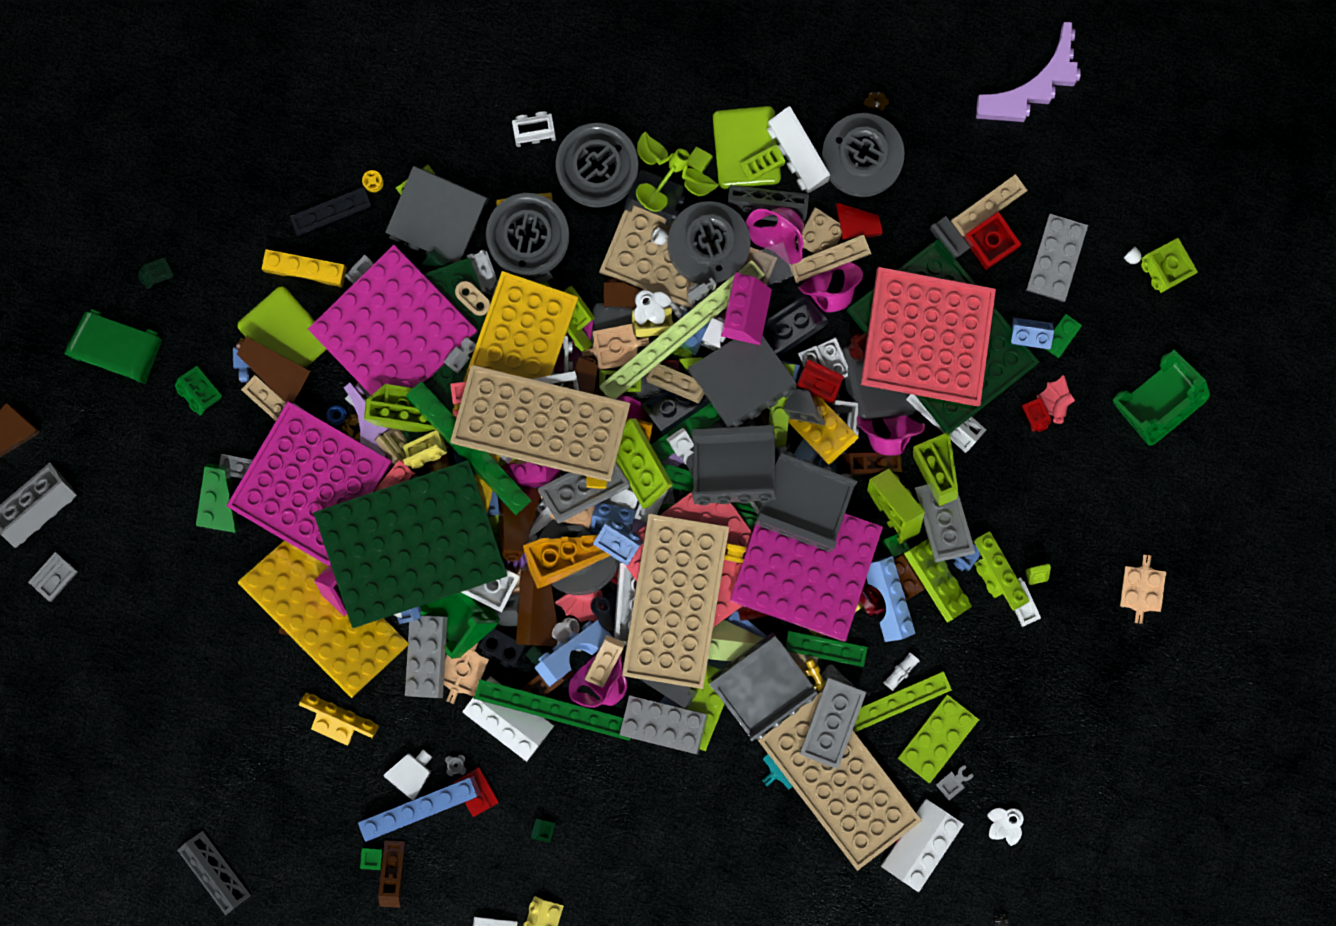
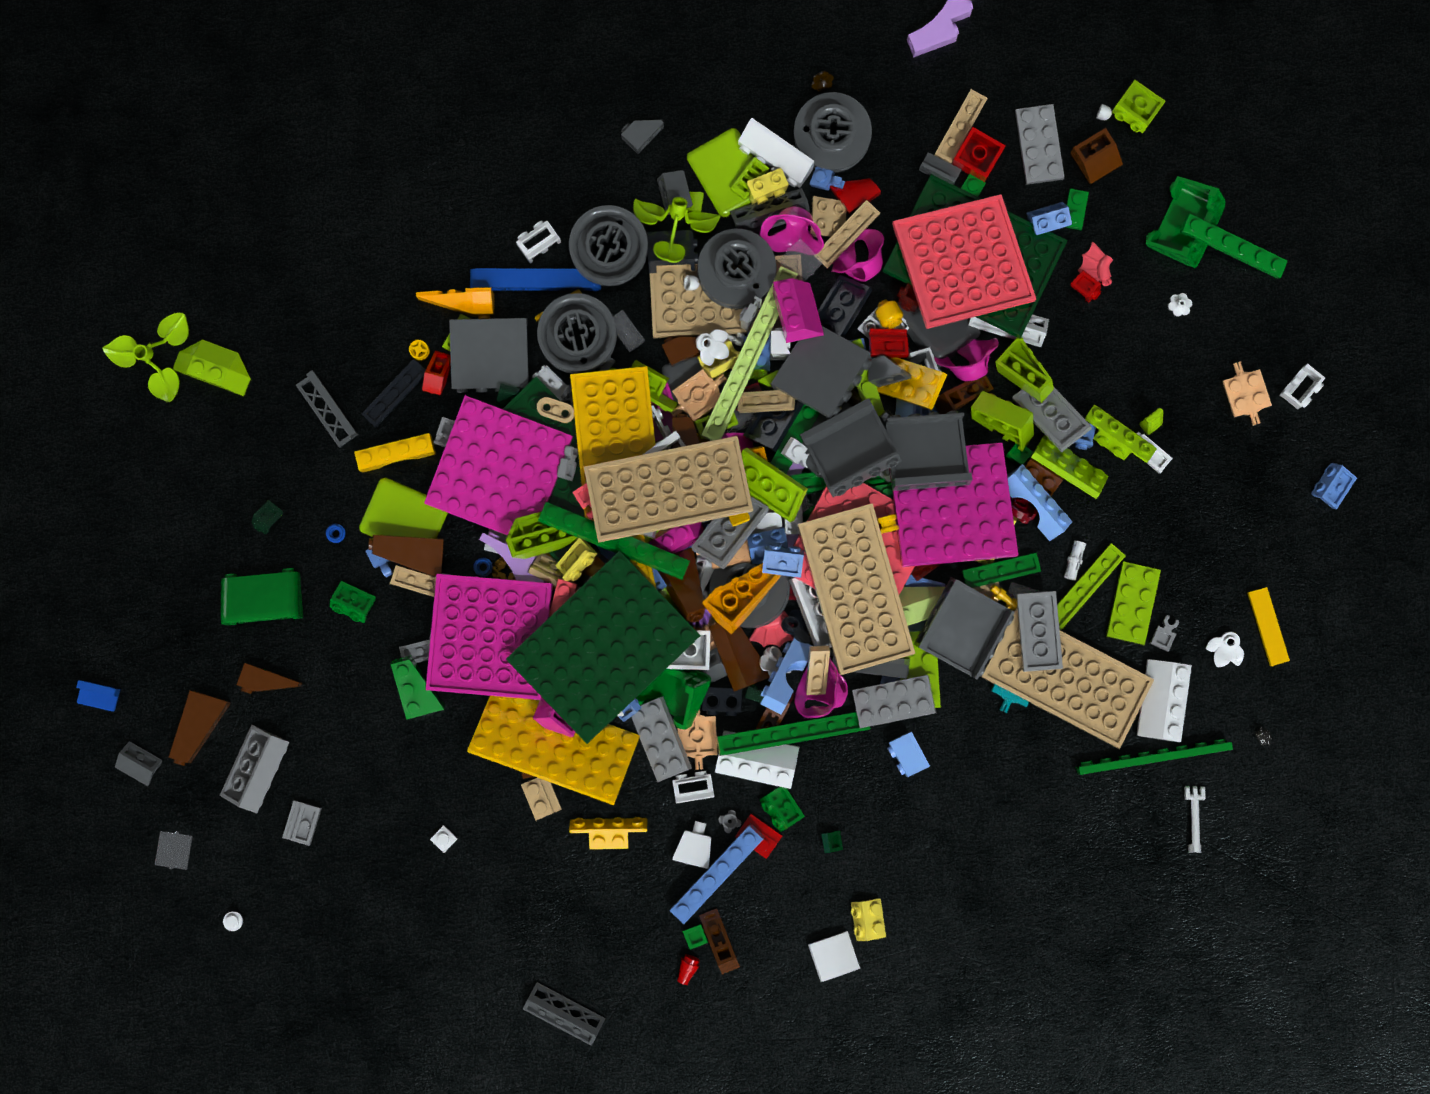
camera: 30 degrees left, 0 degrees up
(75, 422) = (259, 679): none -> reddish brown slope
(96, 54) = (125, 351): none -> lime plant
(173, 107) = (214, 366): none -> lime wedge
(179, 655) = (444, 839): none -> white plate
(206, 318) = (329, 533): none -> blue plate
(266, 194) = (330, 402): none -> dark grey fence
(288, 659) = (541, 797): none -> tan plate
(351, 884) = (688, 967): none -> red cone
(378, 211) = (437, 373): none -> red slope
(433, 725) = (696, 795): none -> white window
(445, 159) = (473, 302): none -> light orange wedge
(508, 162) = (530, 280): none -> blue beam
(510, 776) = (781, 808): none -> green bracket
(577, 254) = (627, 331): none -> clear plate
(653, 781) = (908, 754): none -> light blue slope
(680, 71) = (640, 133): none -> dark grey slope
(687, 137) = (673, 185): none -> dark grey panel
(775, 177) = (766, 186): none -> light yellow bracket
(833, 354) = (889, 314): none -> yellow head
(835, 196) = (825, 178): none -> medium blue plate
(879, 892) = (1162, 755): none -> green plate
(974, 268) = (973, 185): none -> green plate
(1057, 822) = (1268, 626): none -> yellow tile
(1106, 295) = (1097, 156): none -> reddish brown slope
(1115, 478) = (1177, 308): none -> white plant
(1184, 716) = (1334, 485): none -> medium blue bracket
(1196, 442) = (1233, 246): none -> green plate
(1197, 599) = (1316, 386): none -> white window

